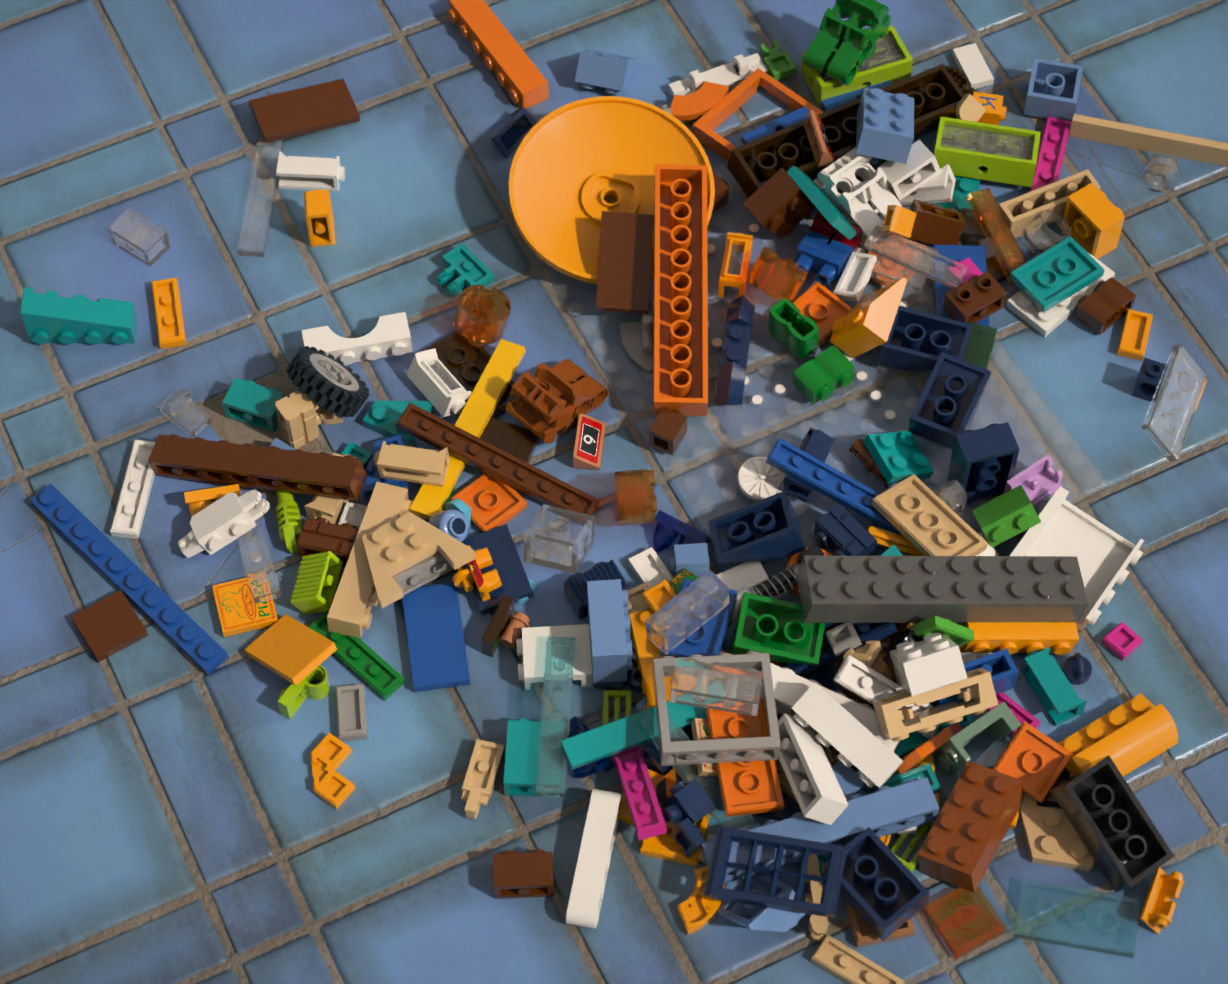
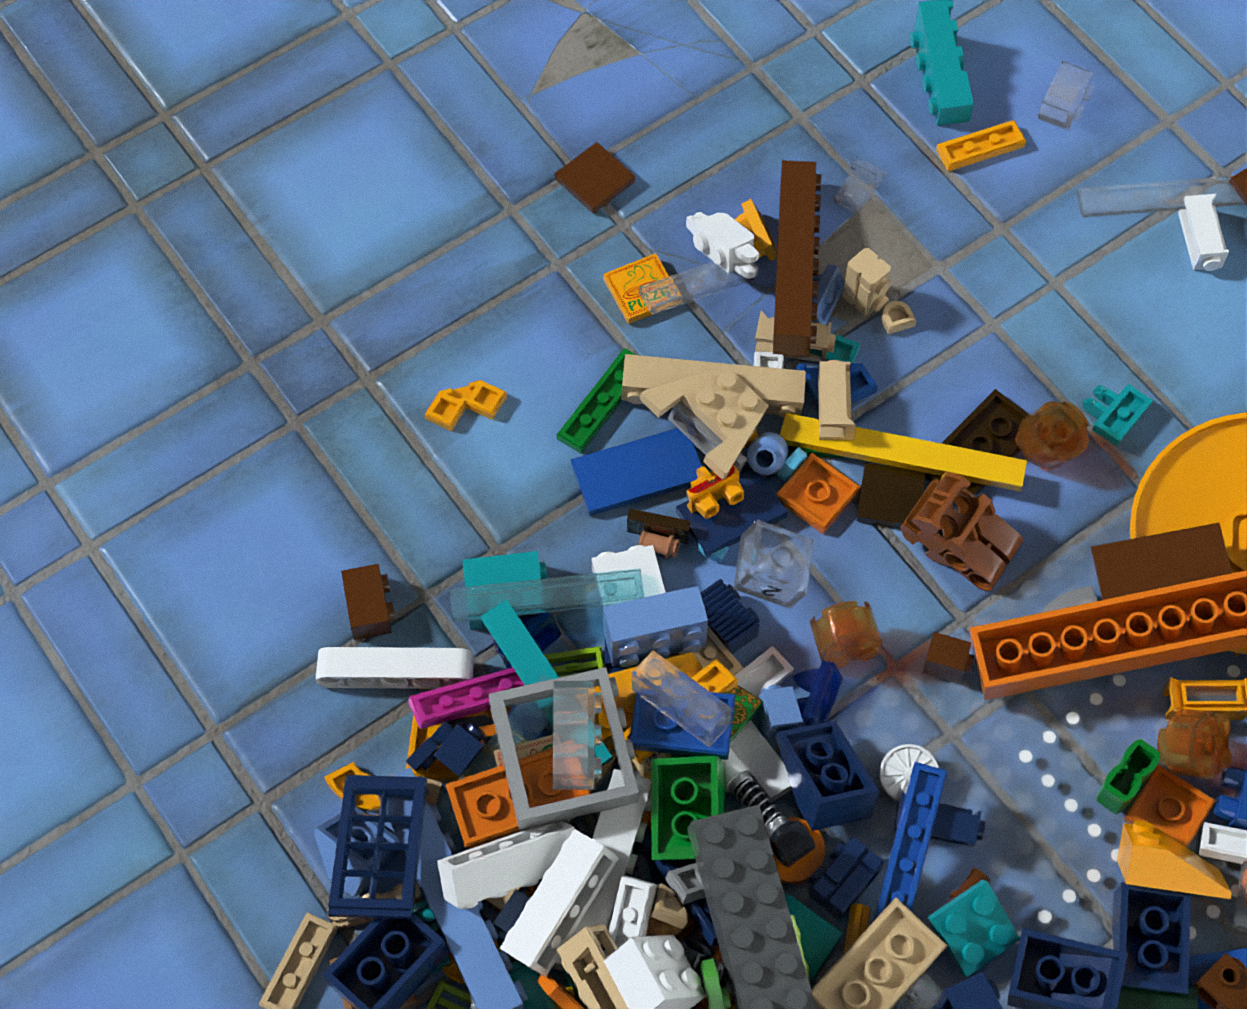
camera: 80 degrees right, 5 degrees up
(129, 579) = (650, 183): blue plate -> none
(134, 492) = (749, 164): white tile -> none
(252, 404) = (884, 236): teal brick -> none
(288, 520) = (744, 306): lime hinge -> none
(290, 649) = (588, 334): light orange tile -> none
(293, 696) = (548, 354): lime plate -> none
(316, 582) = (675, 340): lime brick -> none
(319, 218) = (1137, 249): light orange brick -> none
(323, 536) = (729, 338): reddish brown brick -> none
(327, 381) = (905, 280): black wheel -> none
(351, 712) = (535, 409): light grey tile -> none
(385, 414) = (903, 385): teal wing -> none
(387, 339) = (1004, 353): white arch -> none
(437, 383) = (953, 409): white window -> none
(481, 776) = (475, 541): tan hinge -> none
(494, 461) = (860, 489): reddish brown tile -> none
(588, 443) = (919, 580): slope -> none
(735, 352) = (1081, 718): dark blue brick -> none
(823, 375) = (1074, 824): green brick -> none

